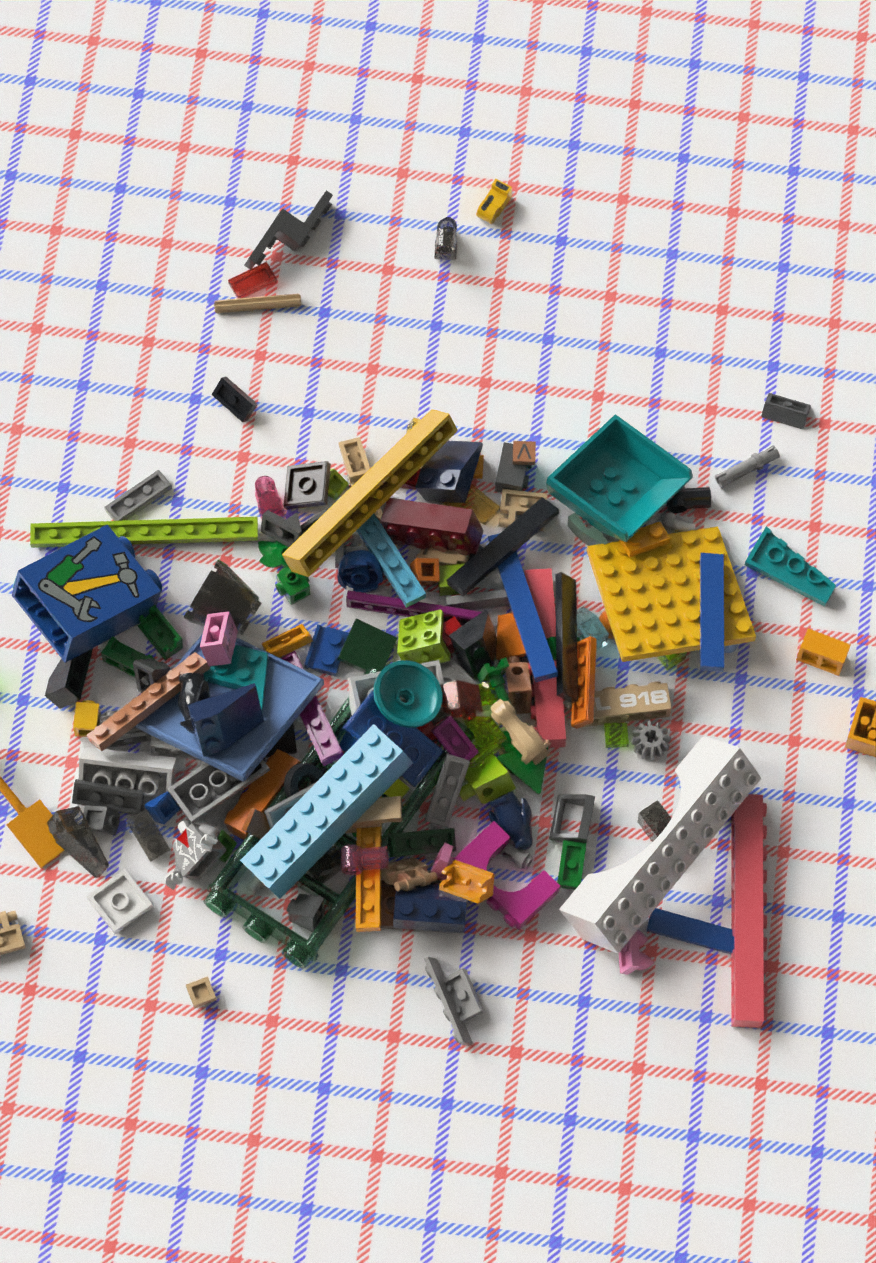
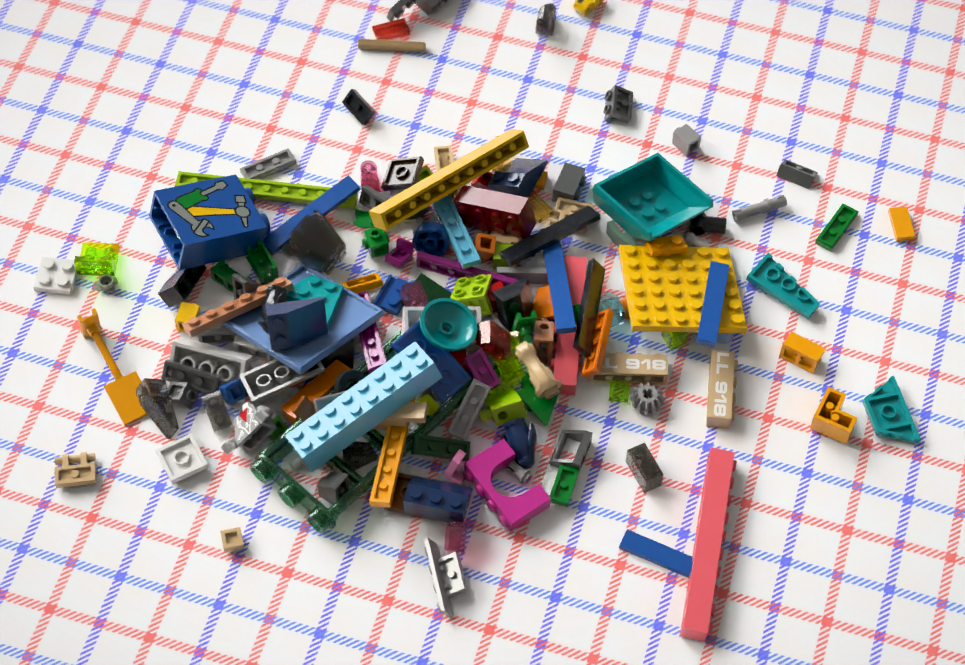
camera: 10 degrees right, 10 degrees down
(204, 560) = (325, 204): none -> blue tile
(218, 638) = (304, 267): bright pink brick -> none
(325, 595) = (401, 254): none -> magenta bracket
(354, 654) = (413, 295): none -> clear pink brick
(356, 859) = (381, 447): clear pink piece -> none
(407, 874) = (423, 470): tan plate -> none
(459, 950) = (455, 537): none -> clear pink brick
(467, 882) = (472, 481): light orange hinge -> none
(524, 452) = (579, 171): nougat tile -> none
(555, 347) = (618, 104): none -> dark grey bracket
(616, 902) = (598, 514): white arch -> none
(631, 958) = (600, 563): bright pink tile -> none
(645, 385) = (686, 139): none -> light grey brick
(734, 709) = (720, 389): none -> tan brick
(843, 477) = (836, 227): none -> green tile

